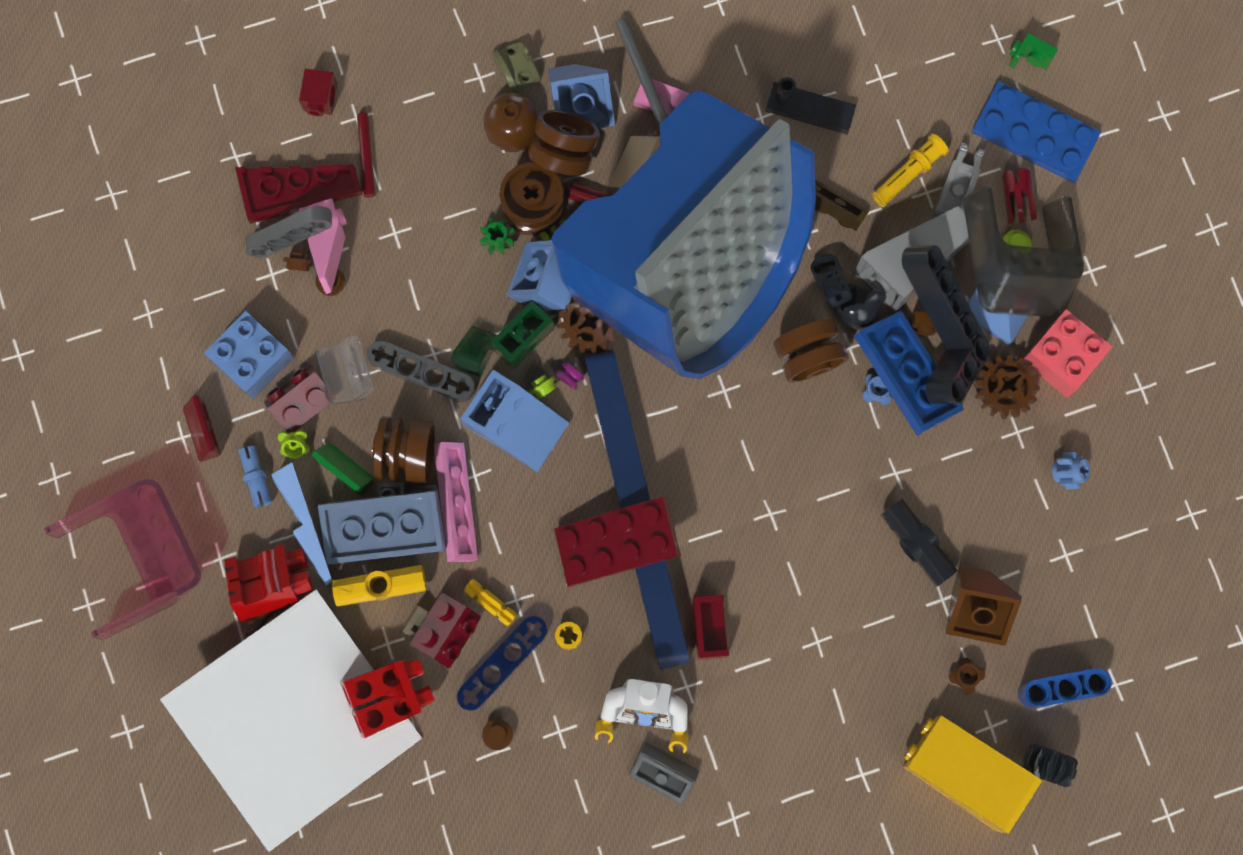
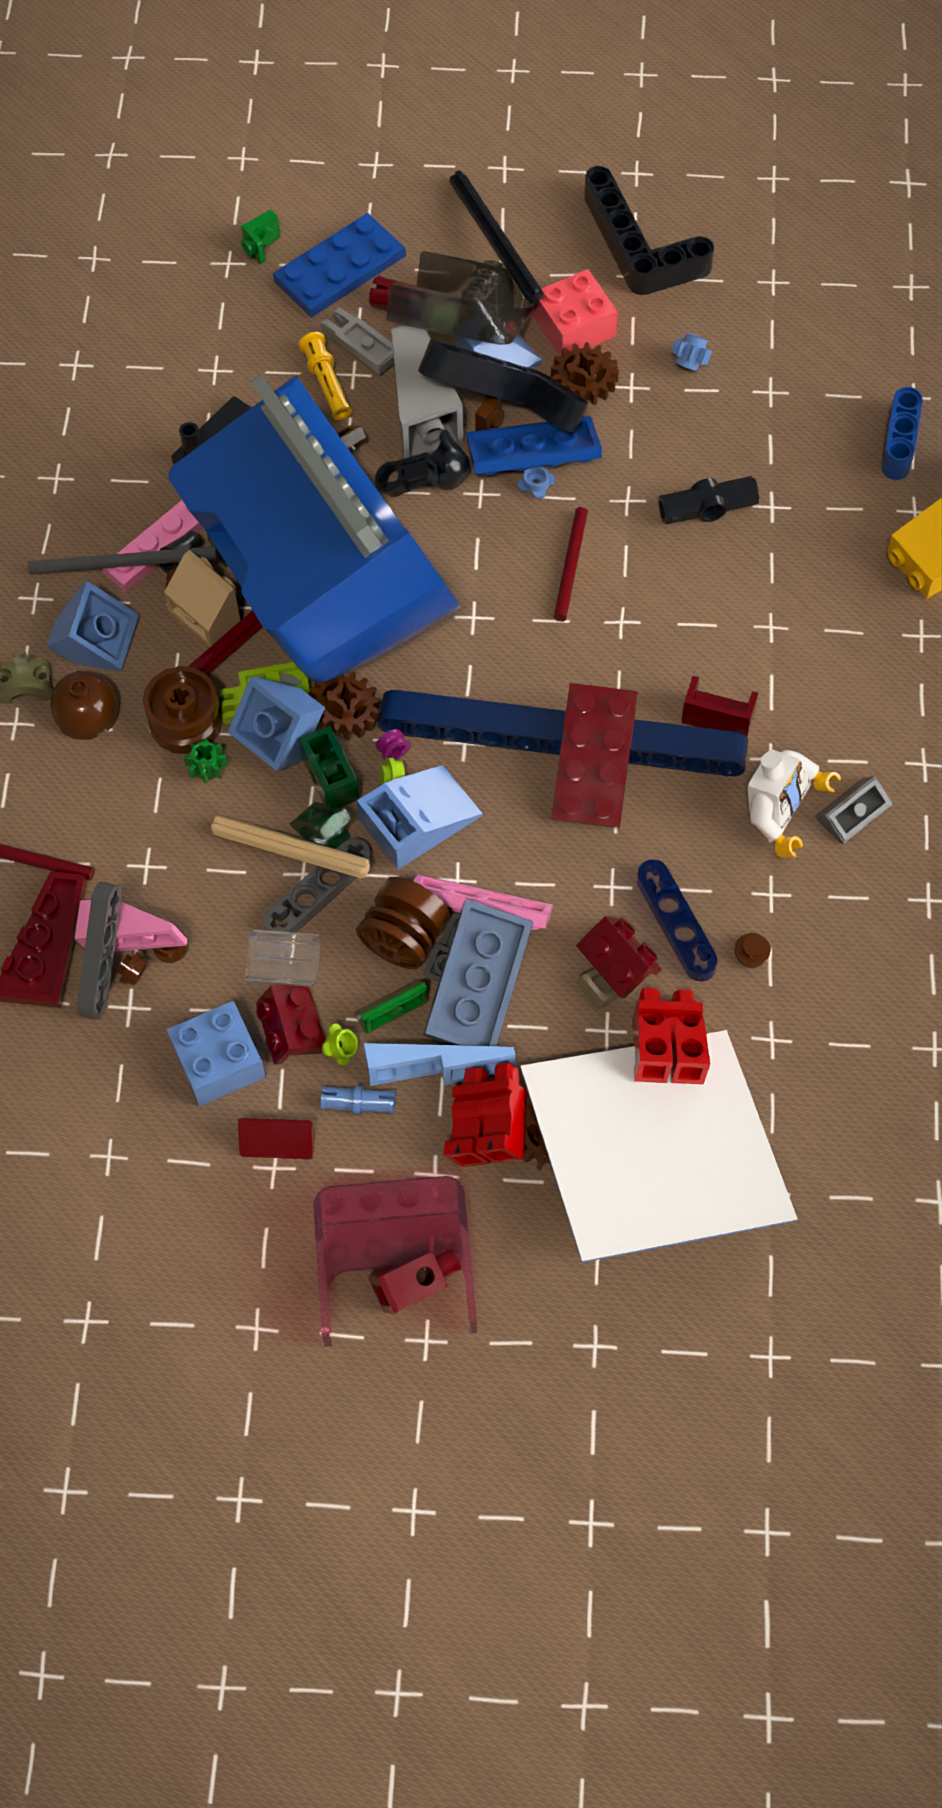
camera: 65 degrees left, 15 degrees down
(112, 576) = (398, 1287): none -> dark red torso
(359, 588) = (538, 1026): yellow piece -> none
(444, 335) = (290, 846): none -> tan axle
(490, 602) = (607, 906): yellow axle -> none
(561, 641) = (677, 854): yellow bush -> none
(563, 142) = (140, 651): reddish brown wheel -> none
(808, 450) = (570, 564): none -> dark red bar
(810, 350) = (473, 513): reddish brown wheel -> none
(976, 675) = (857, 502): reddish brown plate -> none
(982, 607) = (794, 469): reddish brown slope -> none
(1116, 252) = (496, 237): none -> black axle
(1173, 370) = (641, 267): none -> black beam

